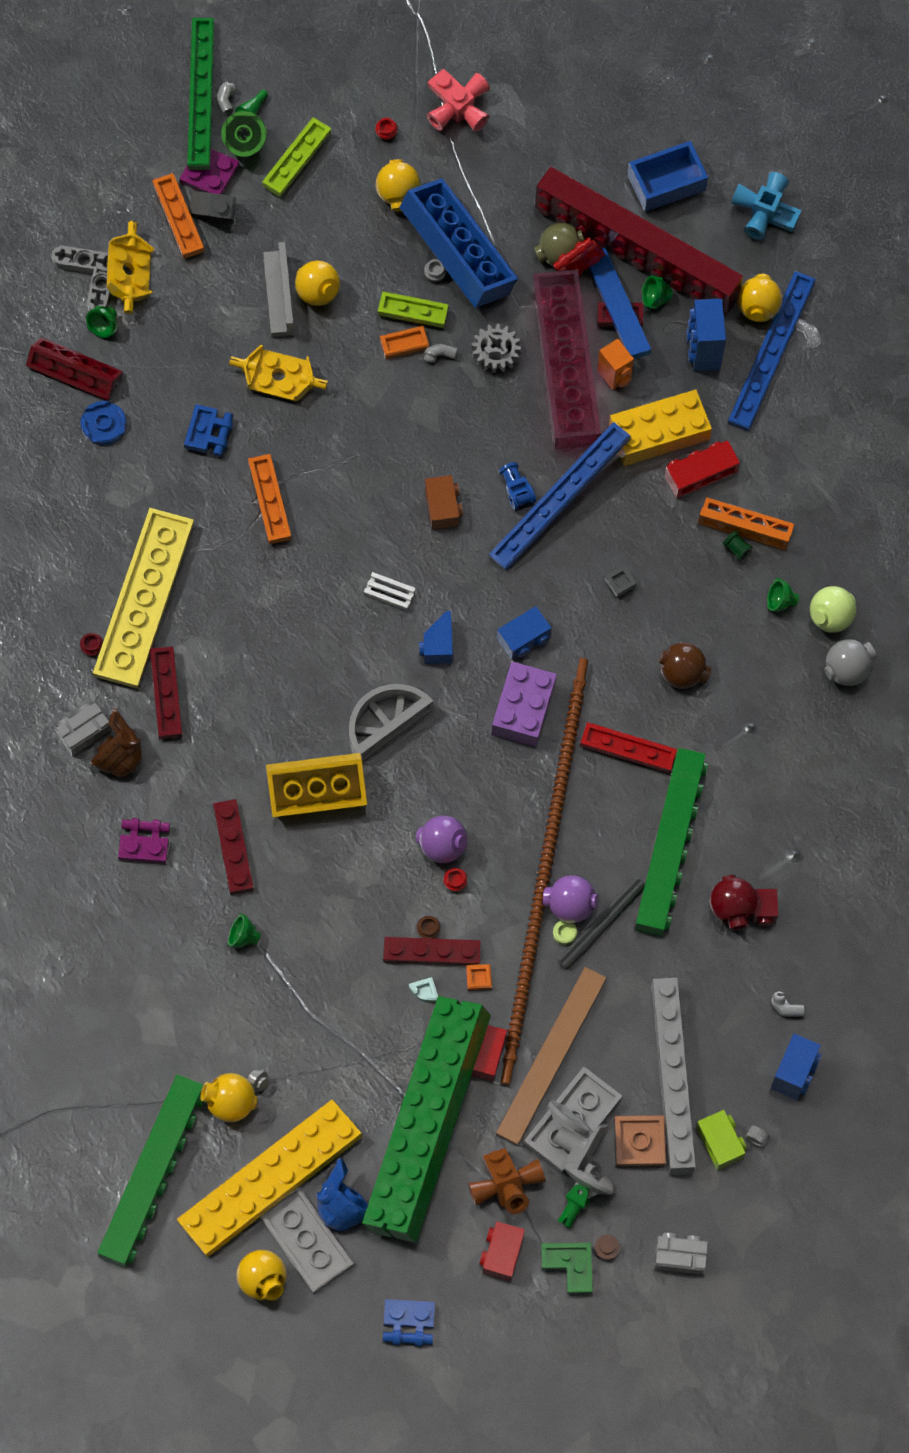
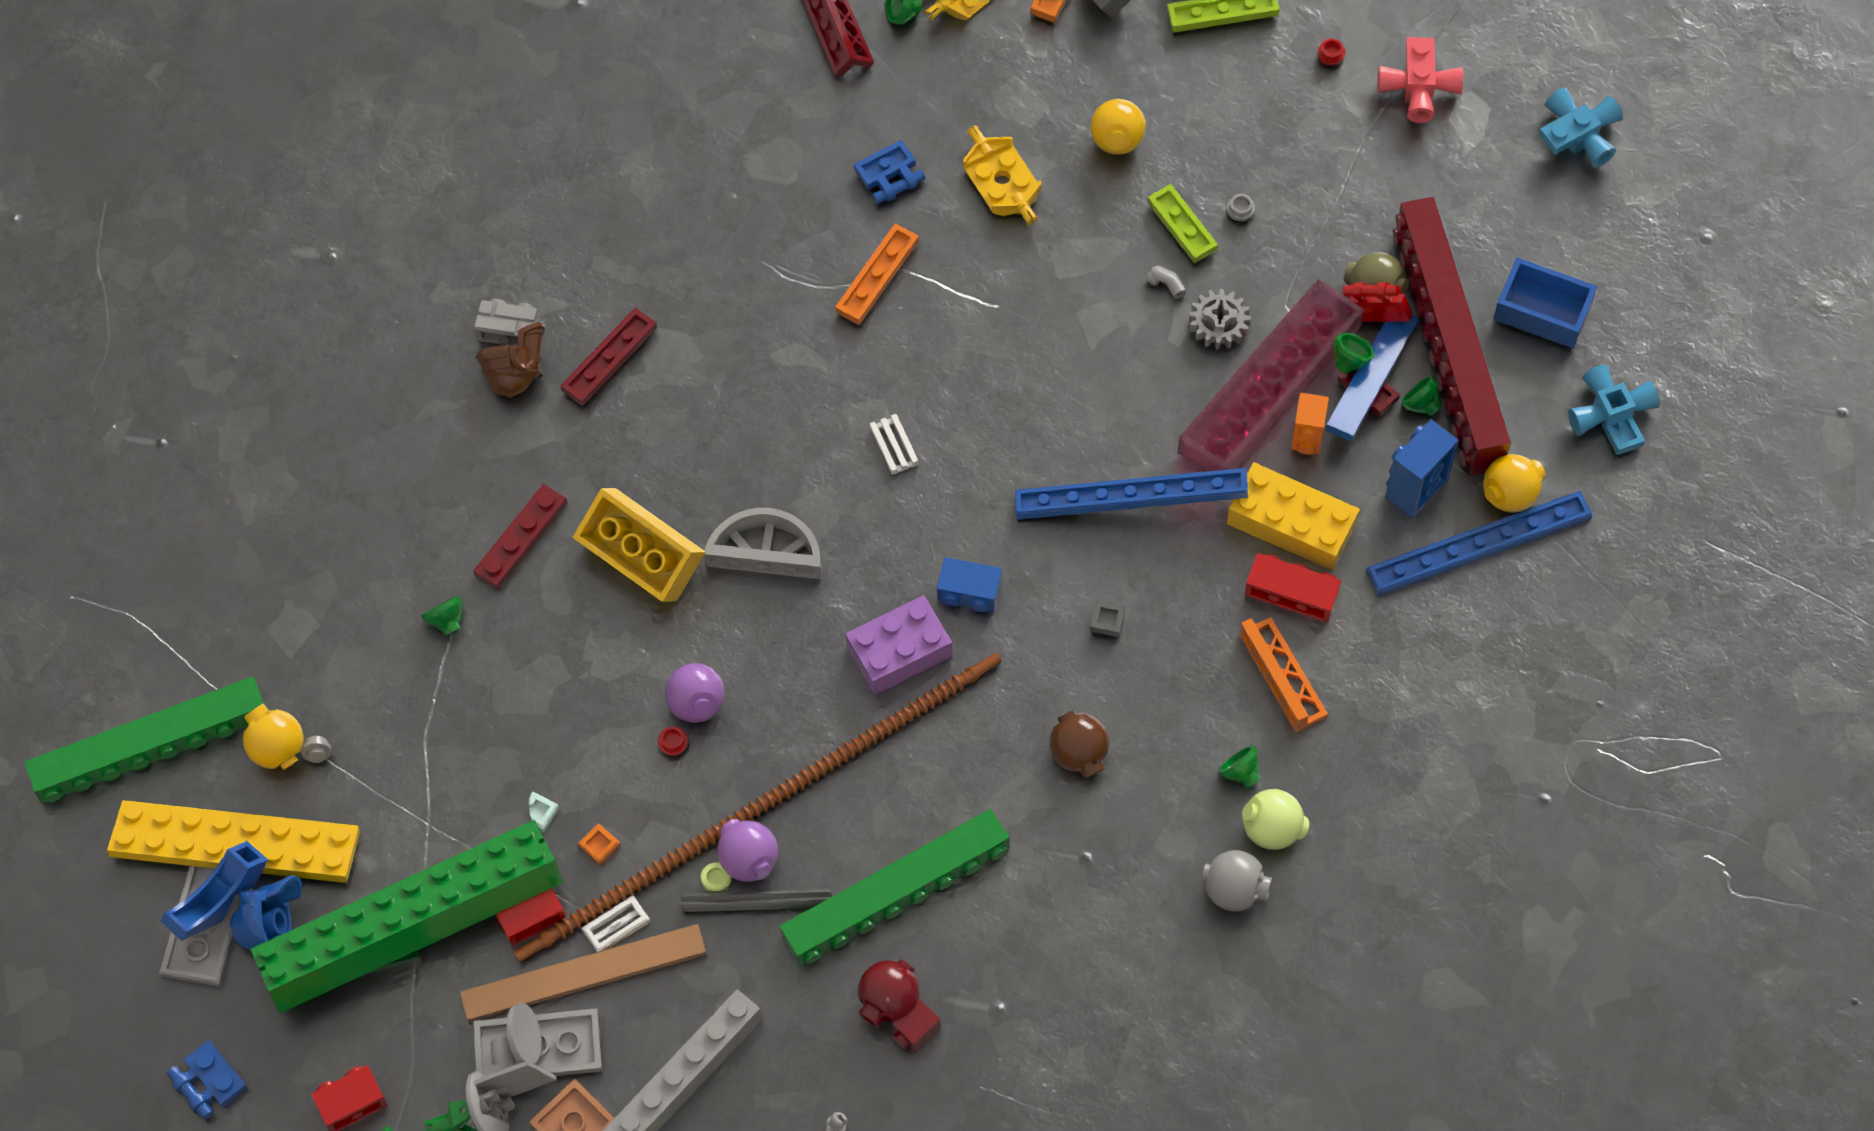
camera: 50 degrees right, 5 degrees down
(91, 644) = (594, 262): dark red plate -> none
(103, 423) = (810, 91): blue tile -> none
(143, 598) = (679, 261): light yellow plate -> none
(144, 848) = (447, 469): magenta plate -> none
(262, 1275) = (128, 913): yellow brick -> none
(278, 292) = (1080, 109): light grey fence -> none
(303, 1212) = (210, 902): none -> blue arch
(395, 181) = (1285, 105): yellow brick -> none
(404, 342) = (1145, 245): orange tile -> none
(428, 927) = (604, 760): reddish brown plate -> none
(431, 951) = (584, 783): dark red plate -> none
(438, 641) = (887, 522): blue slope -> none
(442, 502) = (1023, 408): dark orange brick -> none
(458, 242) = (1282, 198): blue brick -> none
(506, 1181) = (415, 1040): dark orange brick -> none
(517, 488) = (1104, 455): blue connector -> none
(535, 1032) = (621, 934): none -> white tile
(577, 51) = (1580, 126): none -> dark azure brick
(597, 301) = (1351, 352): none -> green piece
(628, 747) = (950, 767): red plate -> none
(737, 545) = (1250, 685): dark green bush -> none
(811, 333) = (1534, 560): clear arm -> none

